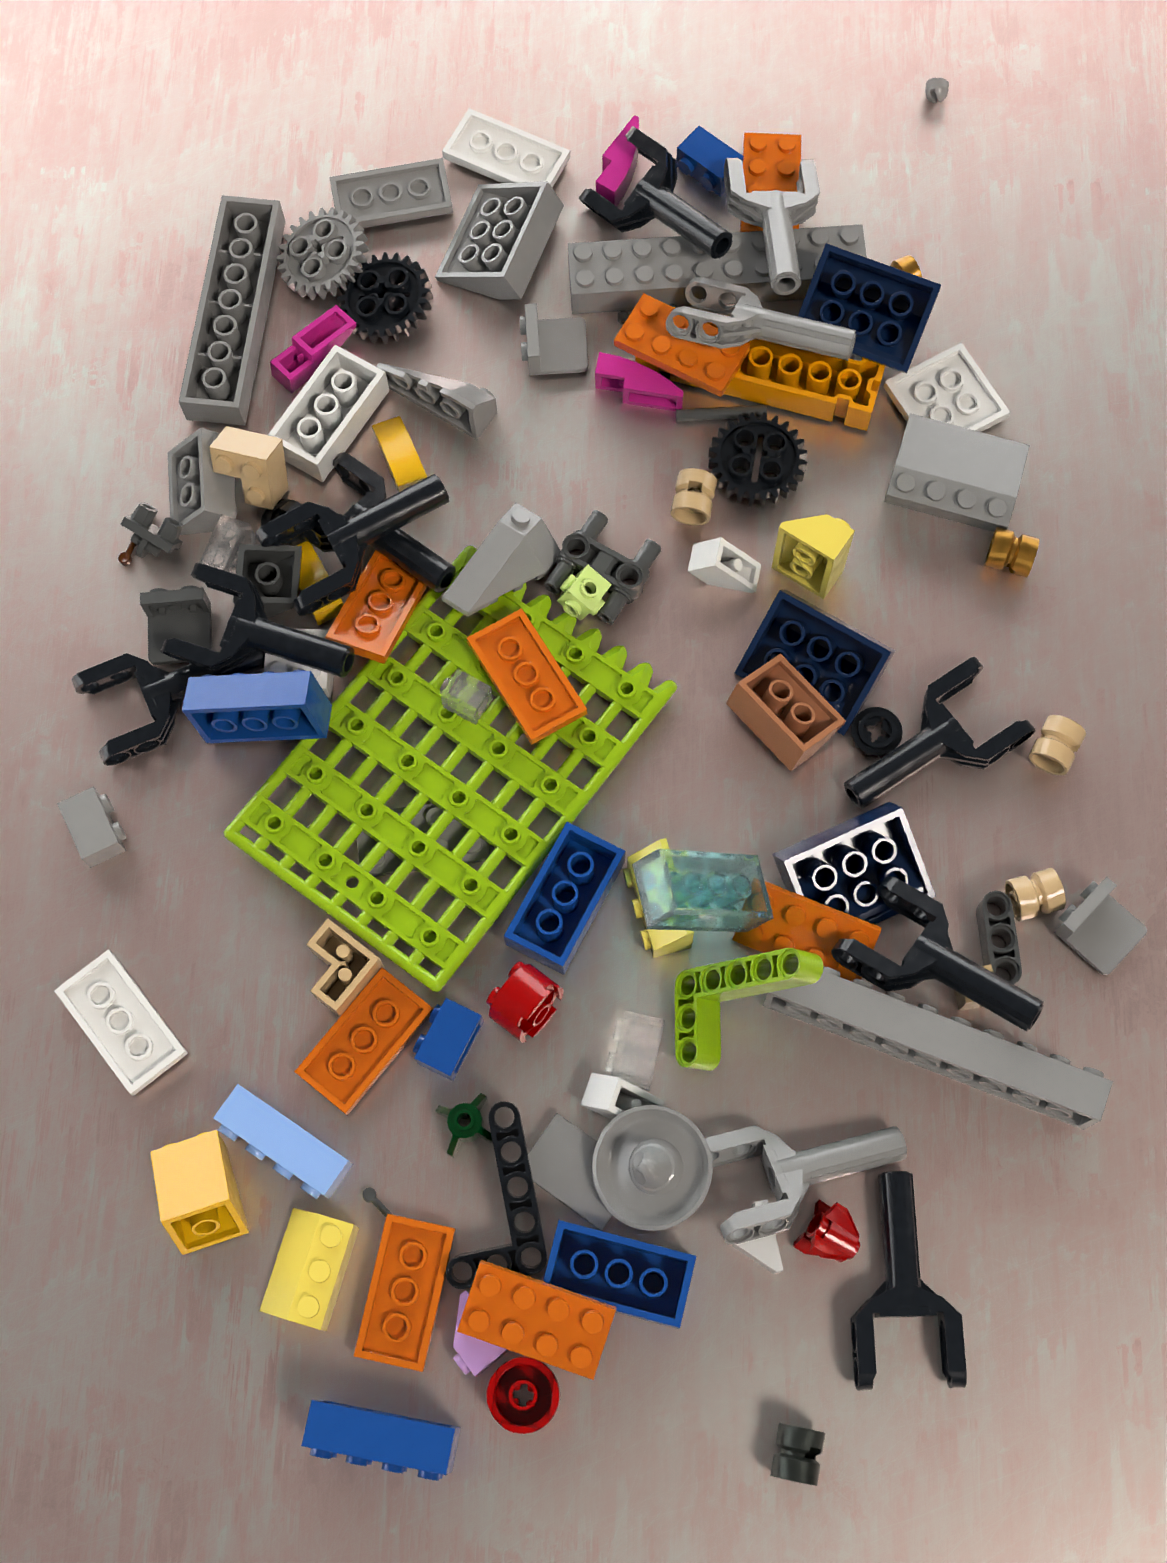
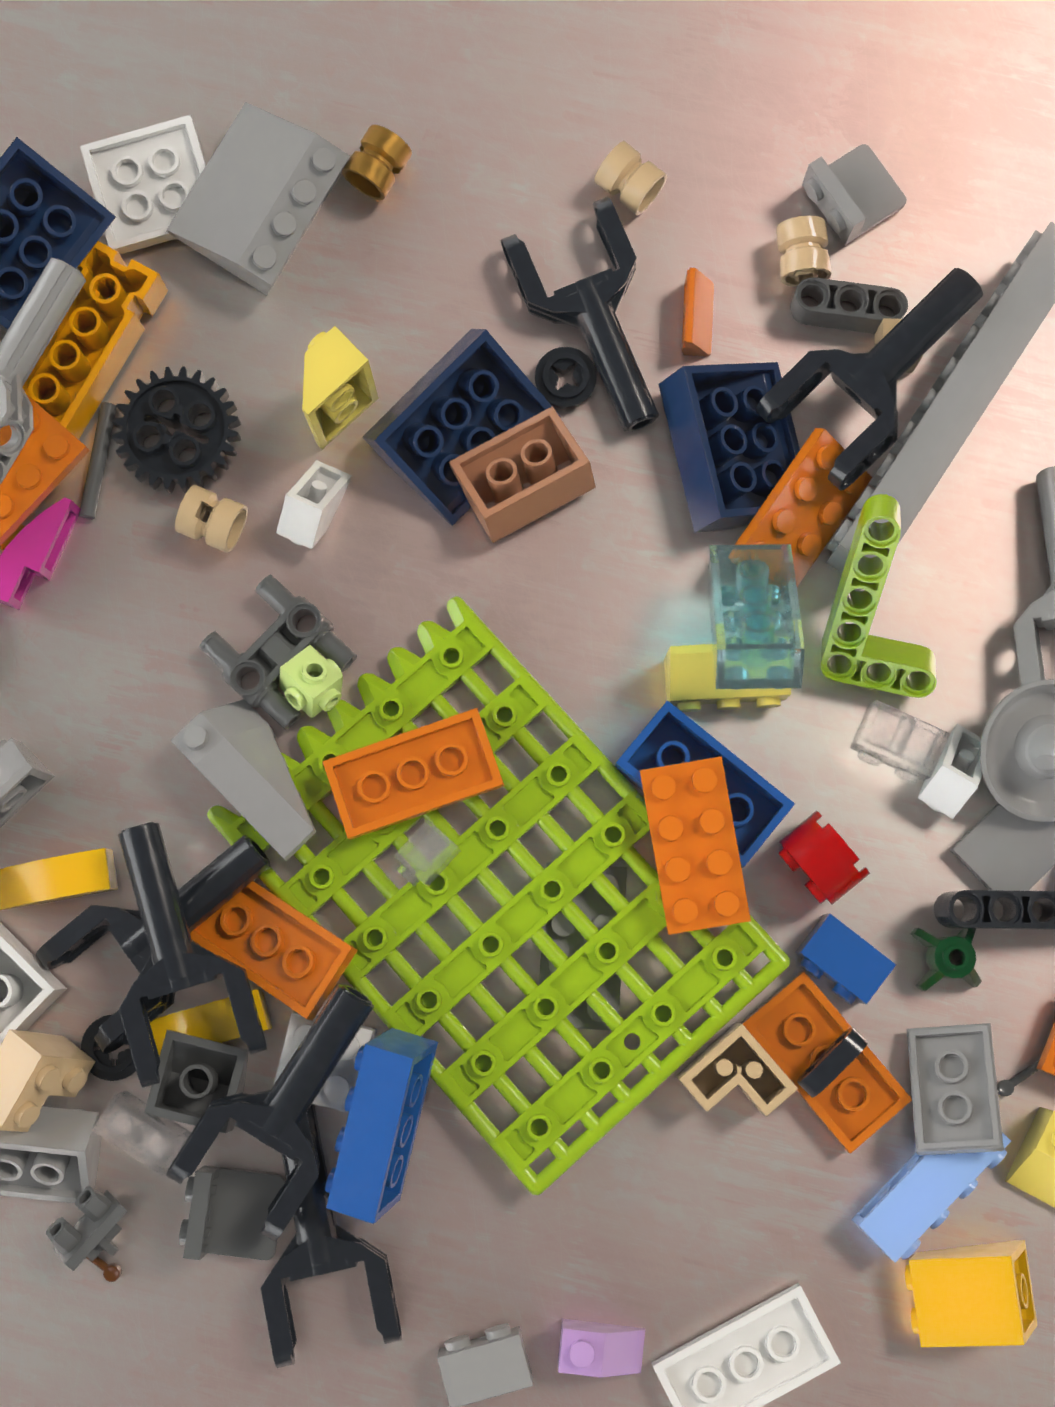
camera: 80 degrees left, 10 degrees up
(116, 908) = (600, 1349): none -> lavender slope
(358, 1142) = (954, 1089): none -> light grey tile
(362, 1038) = (832, 1062): none -> black beam
(512, 892) = (695, 845): none -> orange plate
(958, 822) = (697, 314): none -> orange slope

